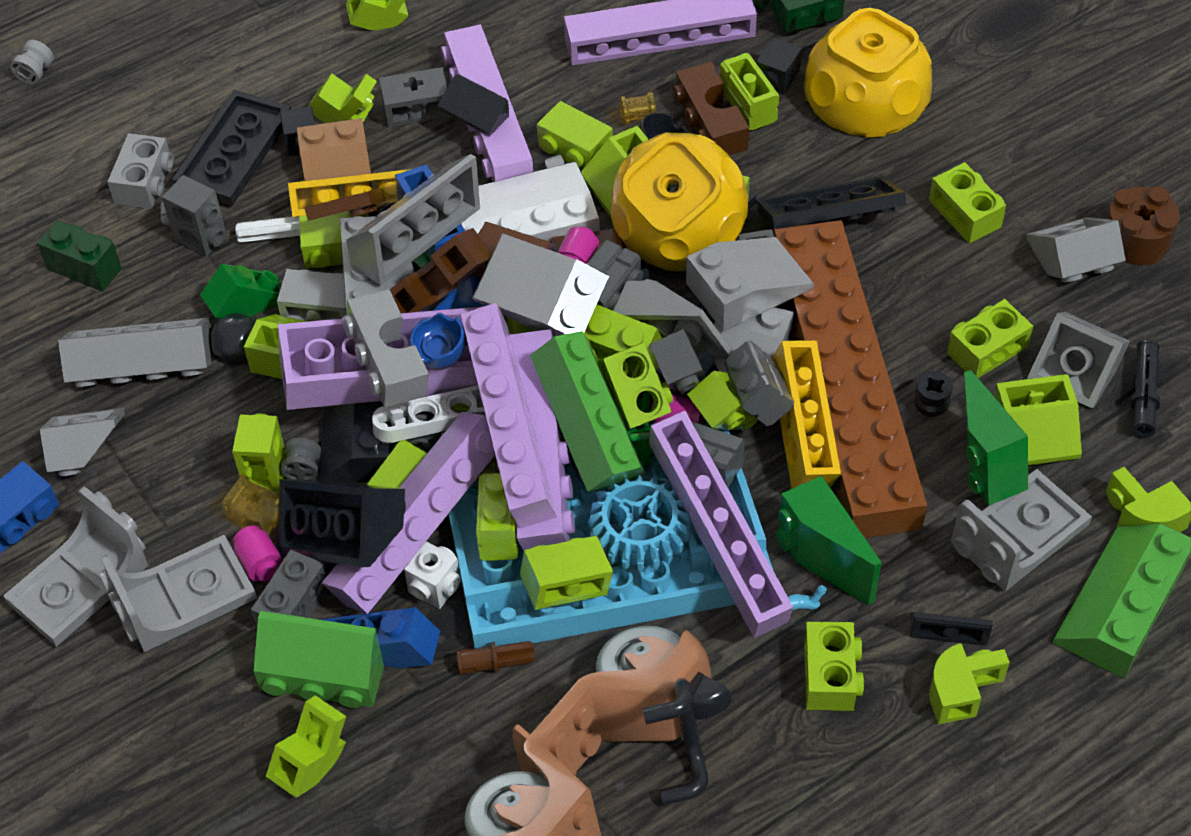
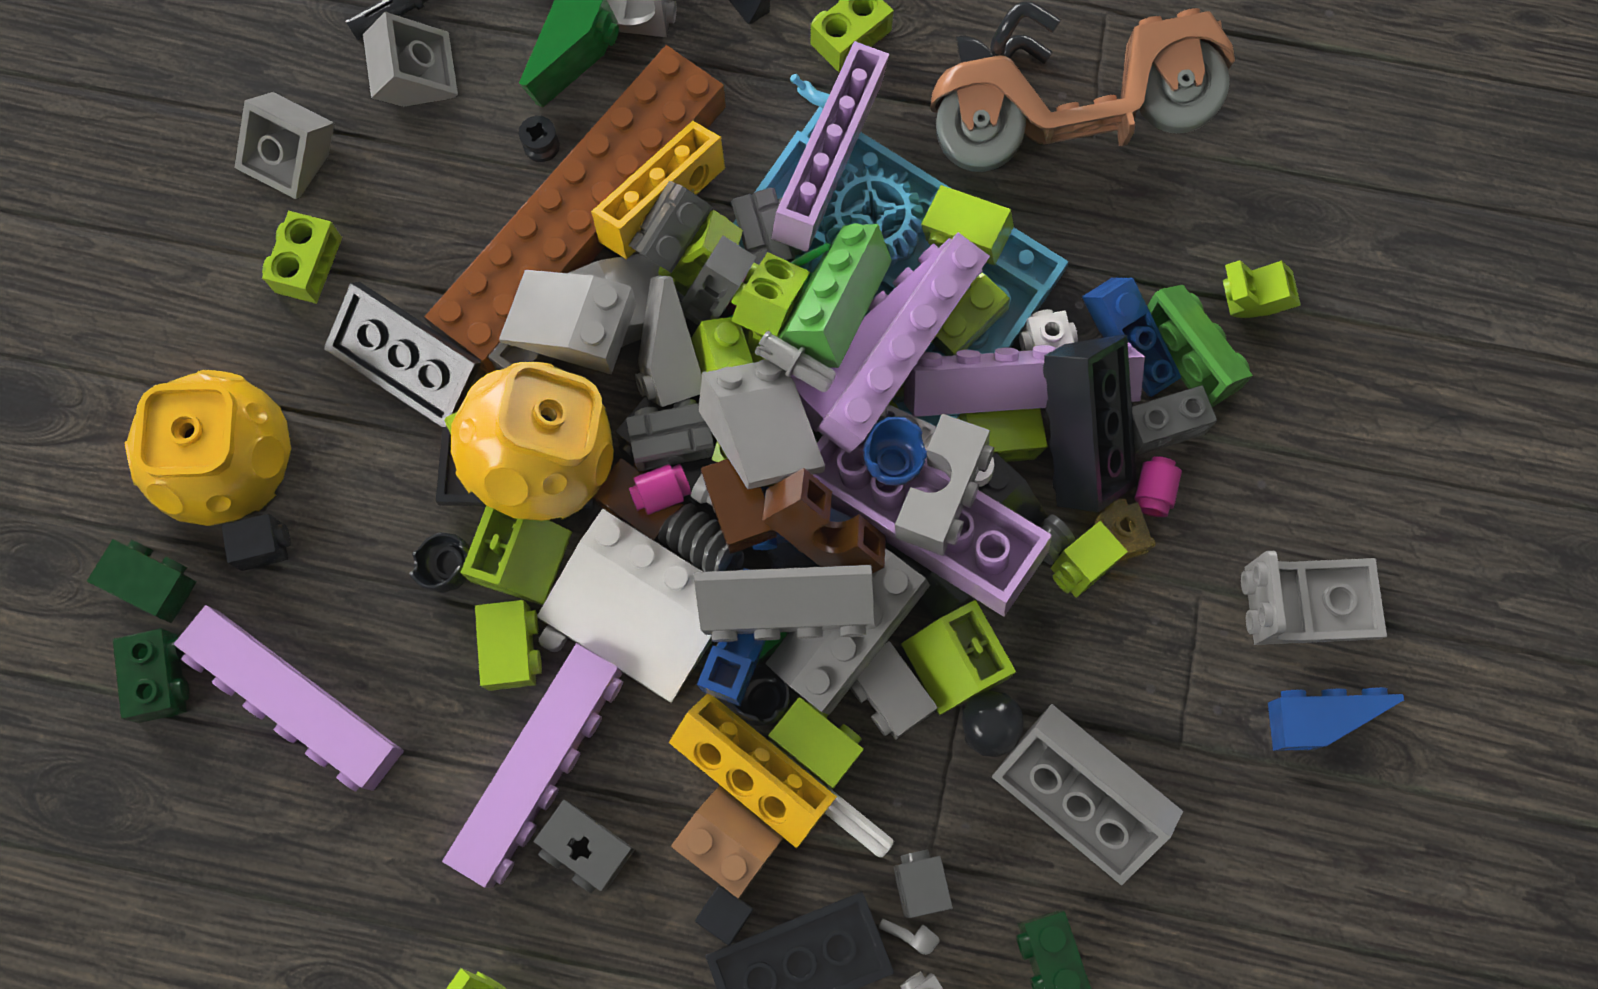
camera: 135 degrees left, 20 degrees up
(75, 438) = (1207, 741): light grey slope -> none
(177, 593) = (1251, 509): light grey bracket -> none
(240, 291) = (948, 762): green slope -> none
(341, 102) = (655, 906): lime brick -> none
(355, 204) = (795, 724): reddish brown wing -> none
(474, 105) = (564, 749): black slope -> none
(494, 656) = (1061, 244): reddish brown axle -> none
(540, 333) = (795, 362): none -> light grey axle
(636, 107) = (418, 624): clear yellow bush -> none
(700, 93) = (357, 584): reddish brown arch -> none
(750, 91) = (318, 530): lime brick -> none
(827, 540) = (752, 103): green slope -> none
(989, 338) = (449, 129): lime brick -> none
(1047, 414) = (497, 43): lime slope -> none
(1145, 222) = (212, 105): reddish brown brick -> none

